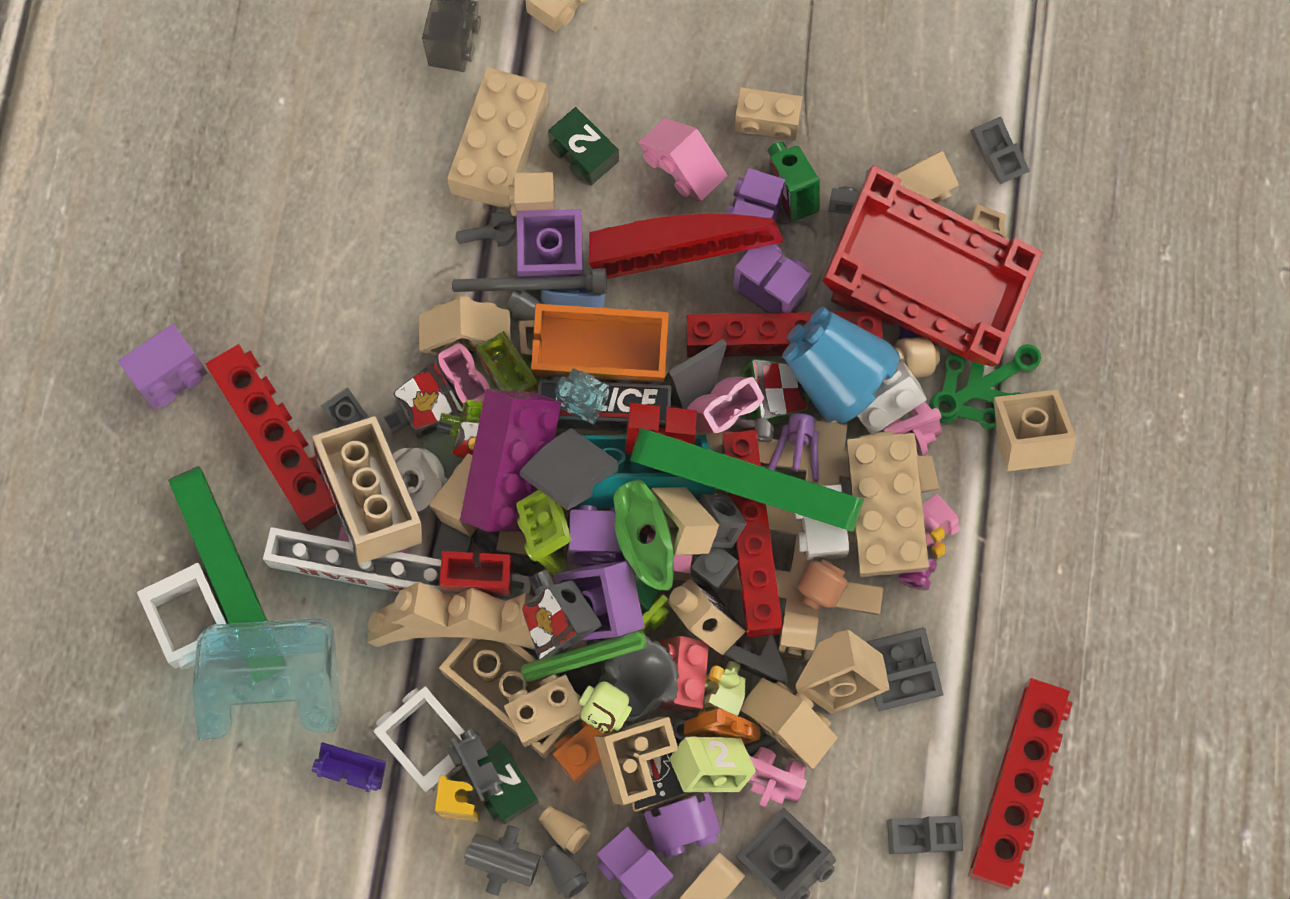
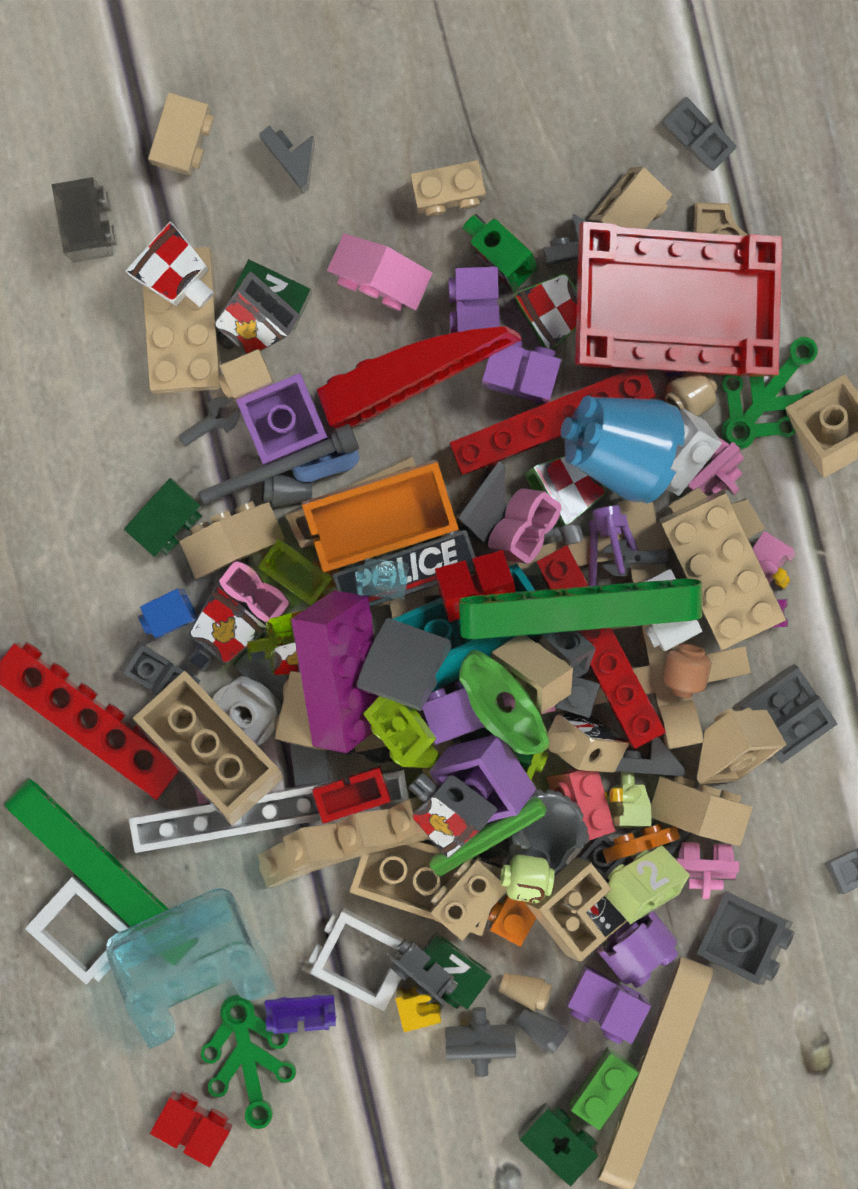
camera: 25 degrees left, 15 degrees up
(205, 836) = (193, 1127): none -> red piece
(283, 789) = (246, 1054): none -> green plant
(381, 367) = (167, 613): none -> blue brick
(413, 292) = (164, 519): none -> dark green brick
(506, 82) = (172, 269): none -> torso
(560, 147) = (254, 317): none -> torso
(647, 47) = (296, 163): none -> dark grey slope
(813, 470) = (635, 557): none -> dark grey bar
(815, 240) = (550, 309): none -> torso

